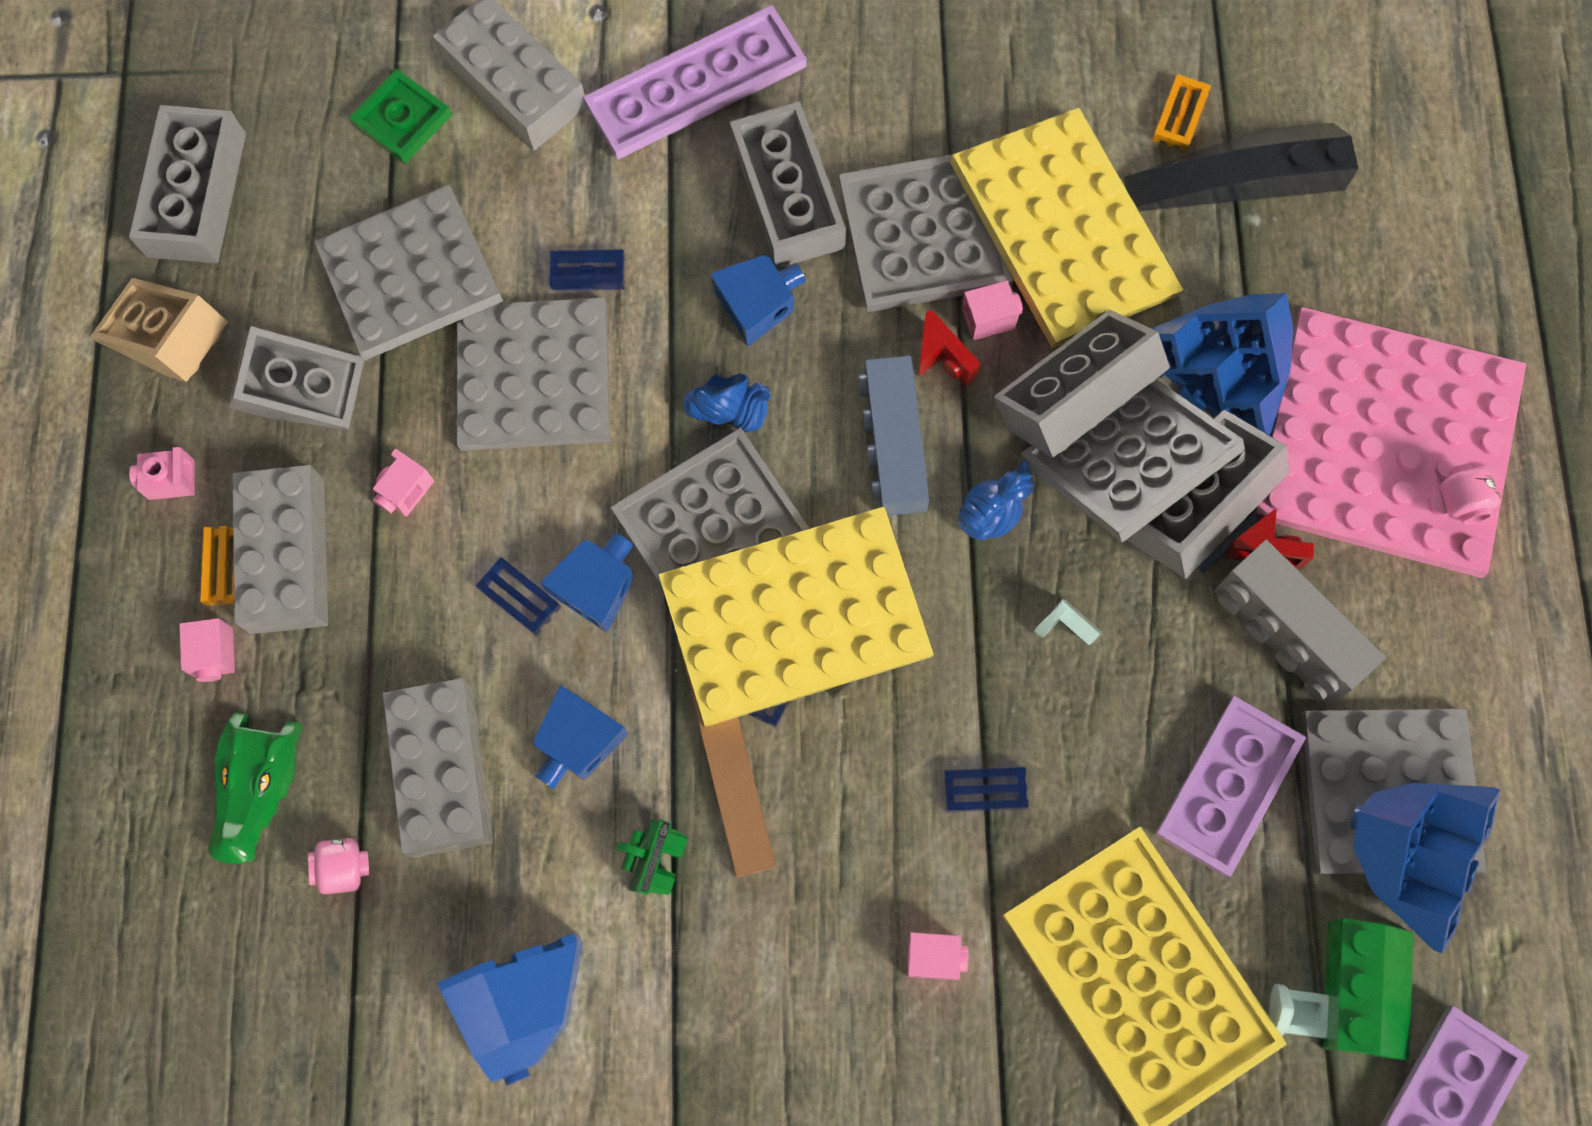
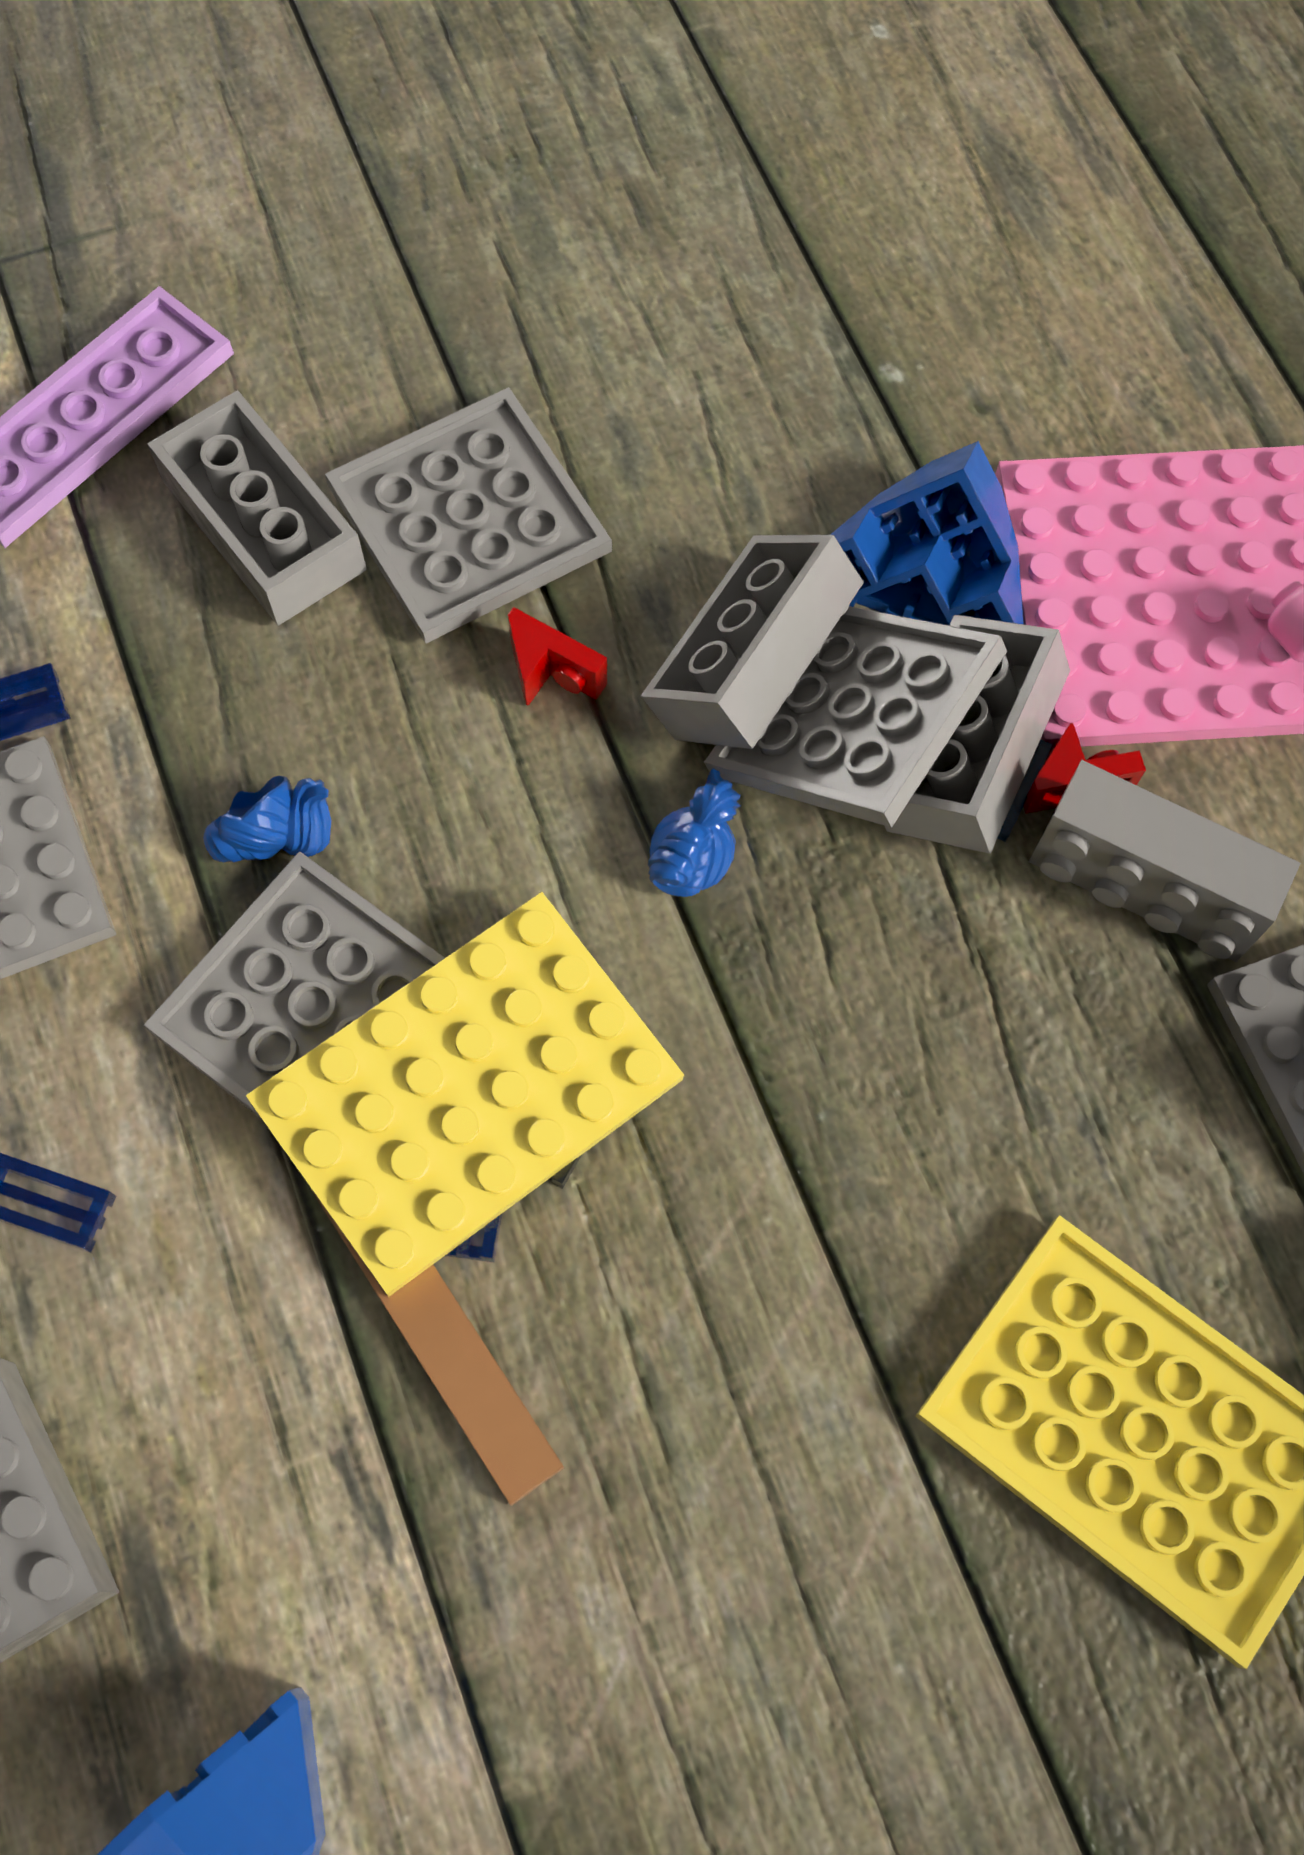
camera: 25 degrees left, 5 degrees down
(574, 738) = (195, 1384): blue torso -> none
(593, 580) = (150, 1140): blue torso -> none
(658, 840) = (373, 1552): green hips -> none
(756, 294) = (262, 665): blue torso -> none
(895, 436) = (523, 792): sand blue brick -> none
(936, 956) = (845, 1513): bright pink brick -> none
(991, 310) = (595, 587): bright pink brick -> none
(992, 773) = (871, 1222): clear blue tile -> none
(1065, 225) = (653, 450): light yellow plate -> none
(1073, 619) = (856, 959): light aqua tile -> none
(1173, 137) = (751, 303): light orange tile -> none
(1230, 787) = (1157, 1118): lavender plate -> none
(1250, 168) = (866, 315): black wedge -> none

